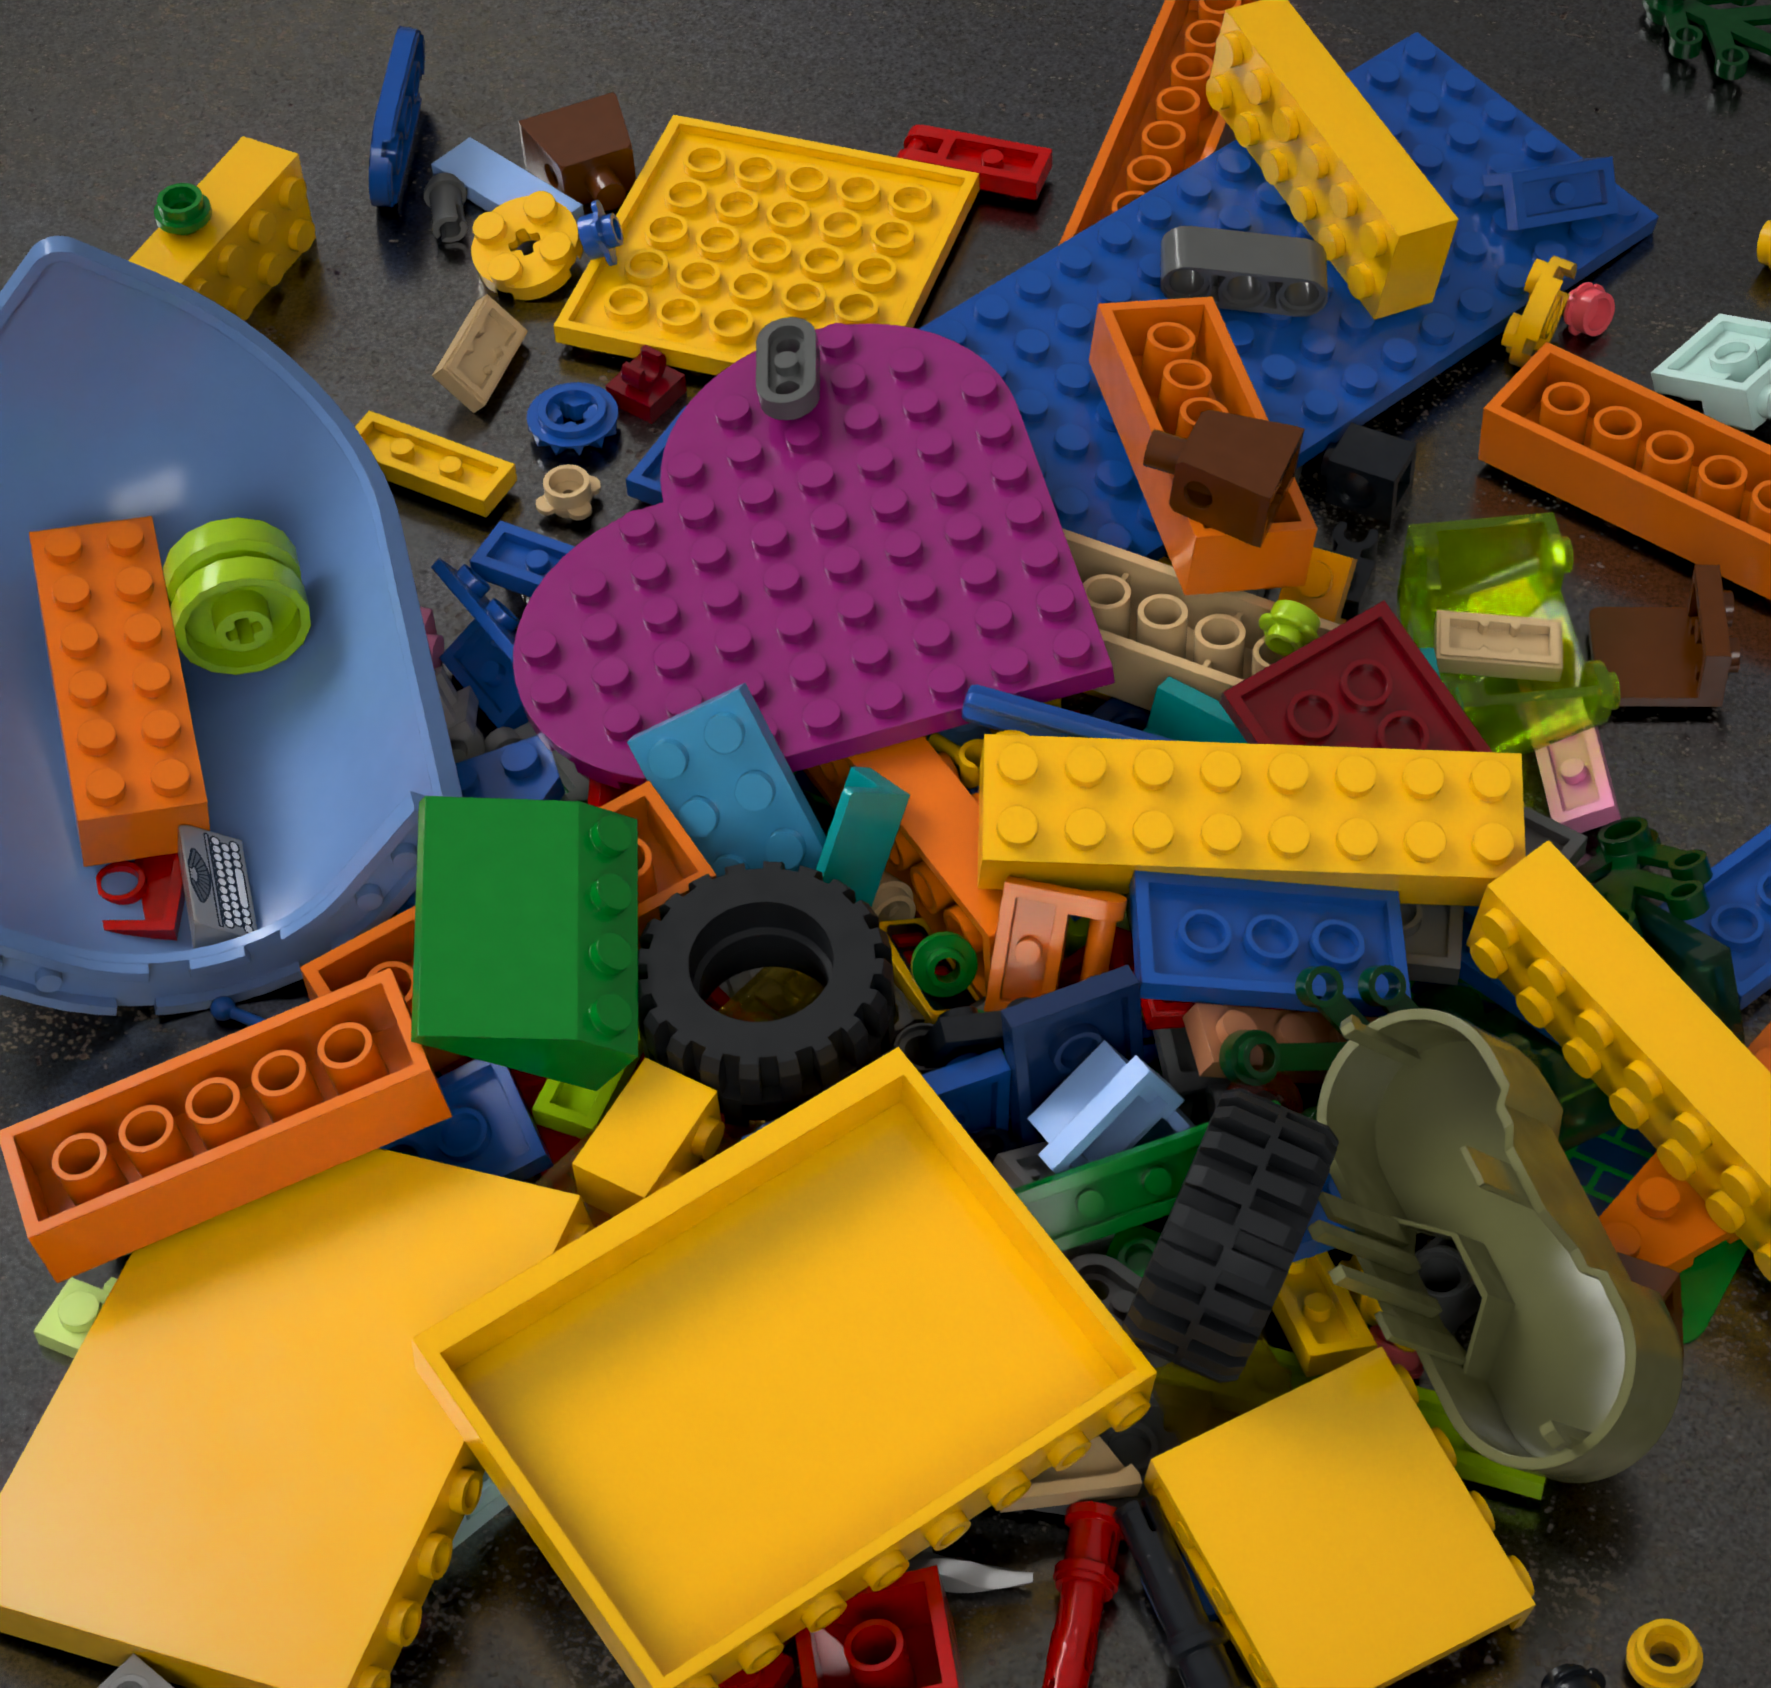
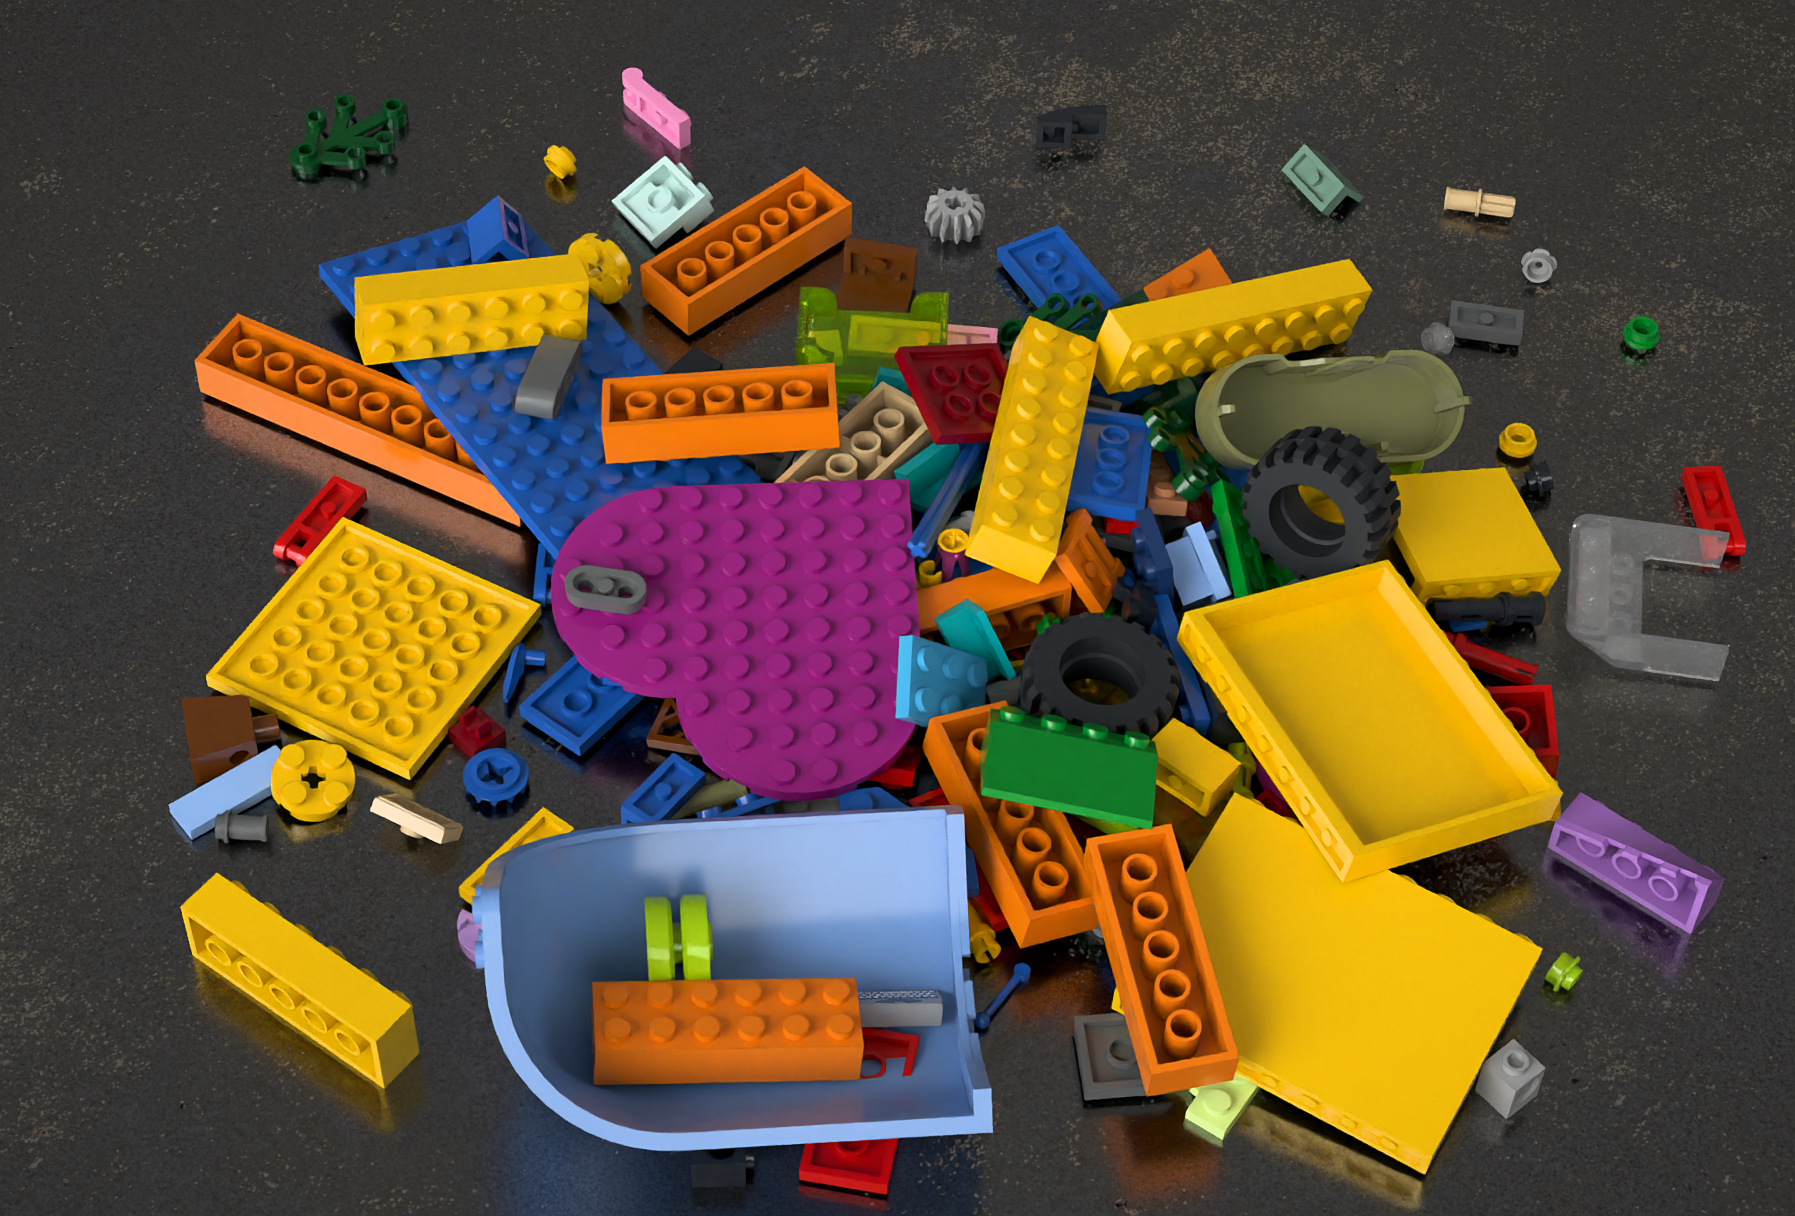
camera: 85 degrees left, 0 degrees up
(182, 209) = (266, 932): green plate -> none
(396, 117) = (149, 834): blue tile -> none
(568, 492) = (571, 778): tan plate -> none
(600, 234) = (341, 722): blue plate -> none
(1229, 471) = (802, 378): reddish brown torso -> none
(1289, 626) = (885, 404): lime plate -> none
(1498, 645) = (876, 342): tan plate -> none

